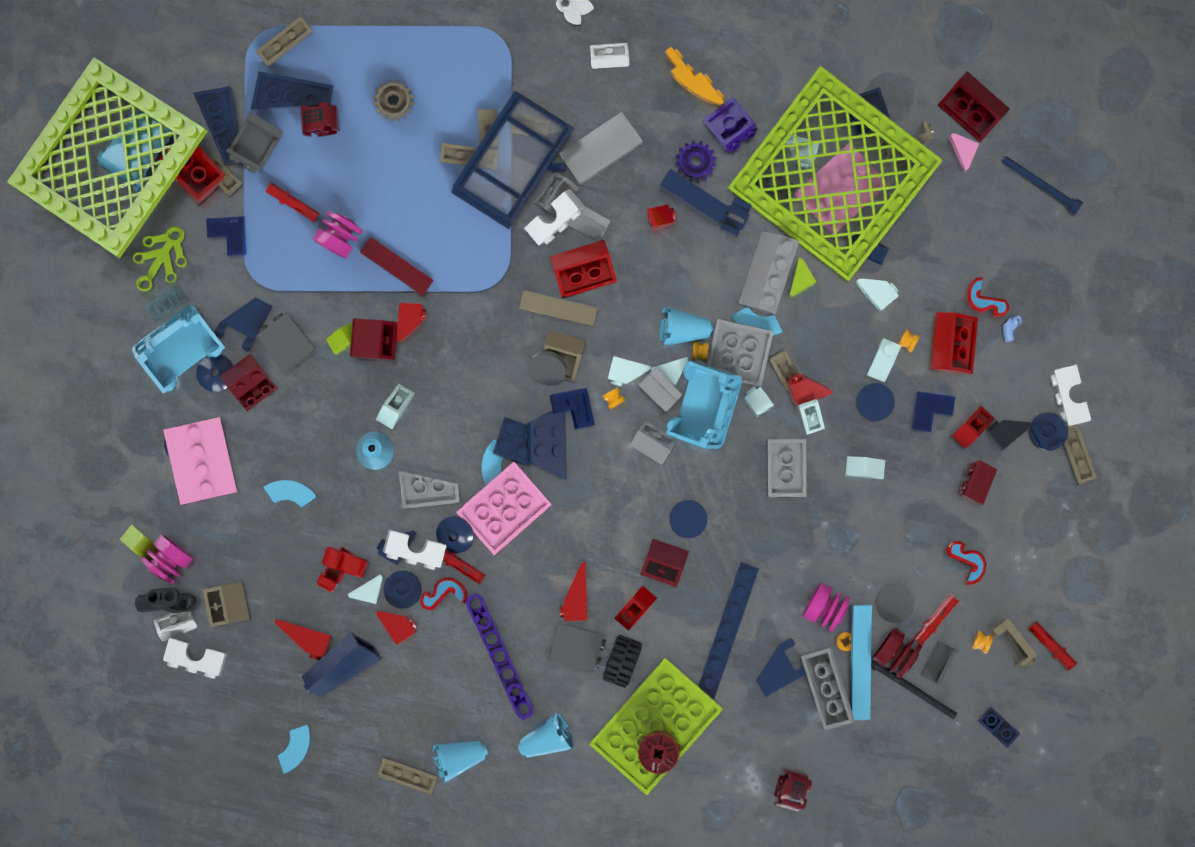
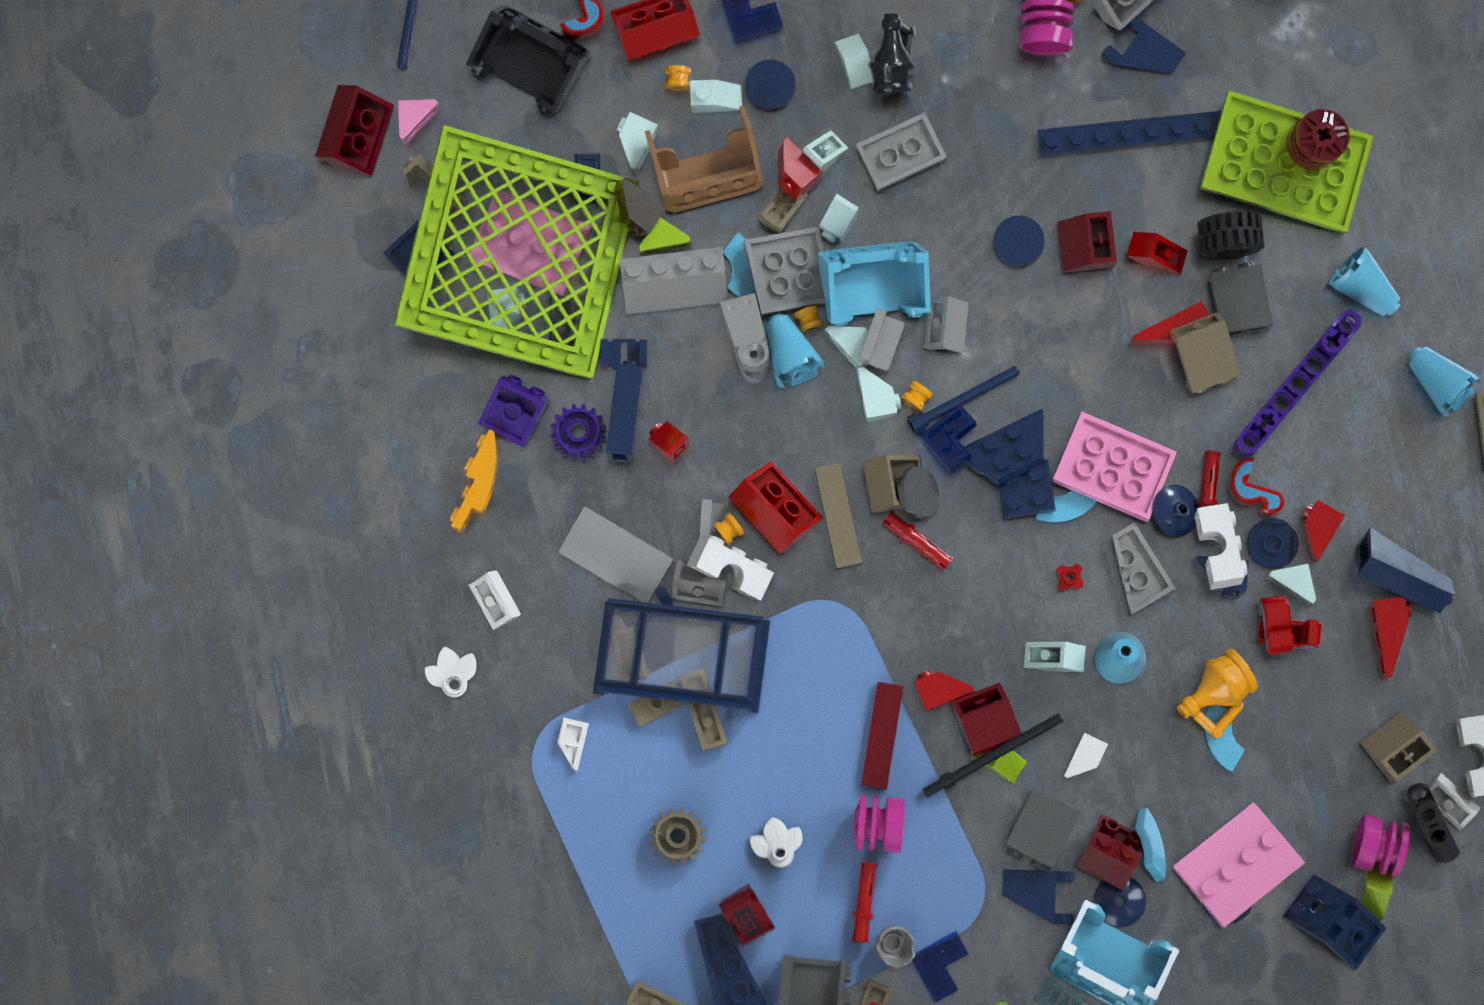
camera: 115 degrees left, 5 degrees down
(131, 506) = (1336, 921): none -> dark blue bracket
(241, 410) = (1152, 844): none -> medium azure tile
(253, 208) = (895, 946): none -> light grey hair
(320, 396) = (1086, 756): none -> white tile
(323, 508) = (1224, 683): none -> light orange piece
(346, 296) = (949, 779): none -> black bar
(361, 165) = (776, 839): none -> white plate
(440, 438) = (1075, 582): none -> red plate
(490, 62) = (572, 740): none -> white tile
(516, 352) = (917, 540): none -> red pin
(550, 604) = (1206, 353): none -> dark tan panel
(582, 229) = (728, 529): none -> light orange wheel
(596, 392) = (919, 421): none -> dark blue piece
(706, 301) = (746, 337): none -> light grey piece
(828, 269) = (637, 208): none -> dark brown slope
(831, 329) = (708, 175): none -> medium nougat windscreen
(849, 490) = (892, 63): none -> black piece
(971, 247) = (528, 56): none -> black windscreen

